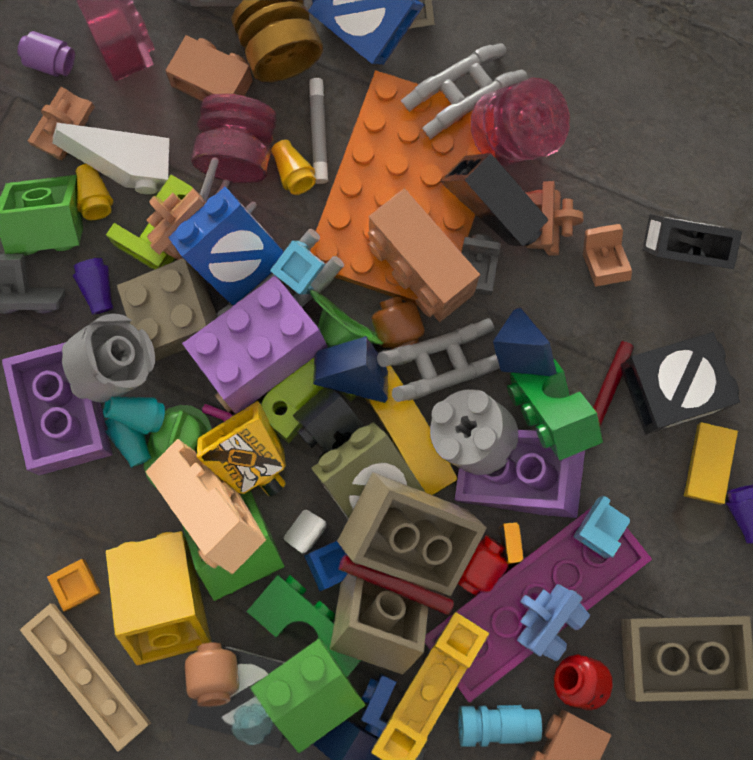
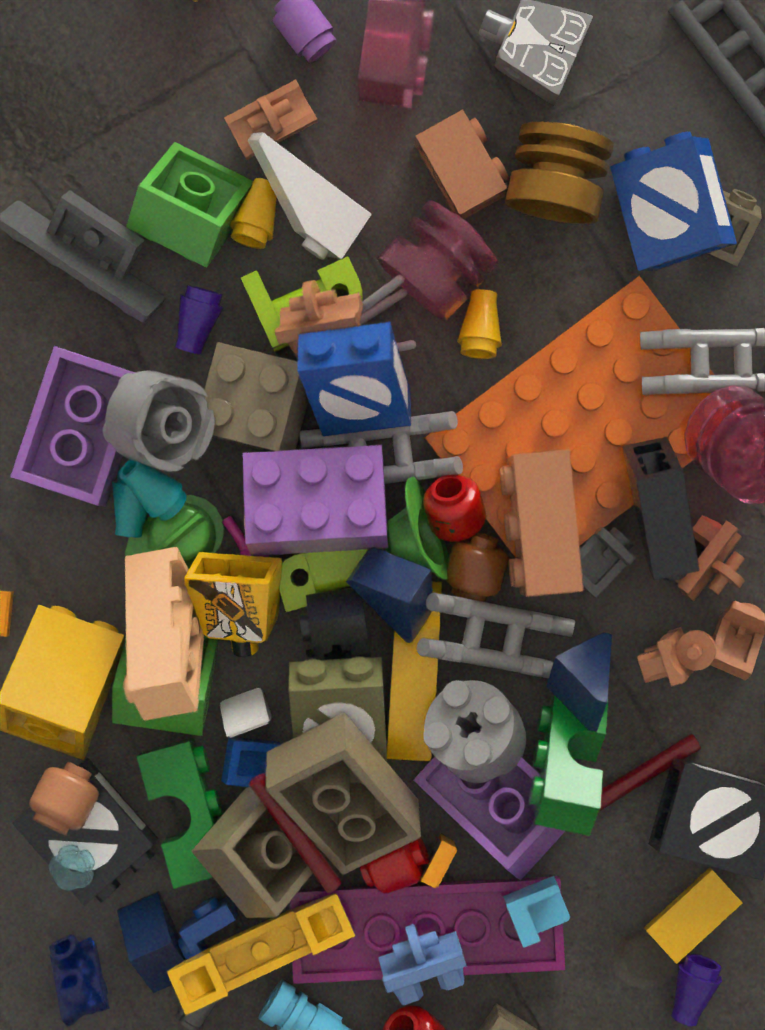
camera: 30 degrees right, 10 degrees up
(298, 267) = (410, 451): medium azure panel -> none
(308, 696) = (142, 876): bright green slope -> none
(318, 130) = (536, 300): light grey bar -> none
(355, 293) = (454, 508): none -> red head
(582, 279) = (677, 656): none -> nougat hips

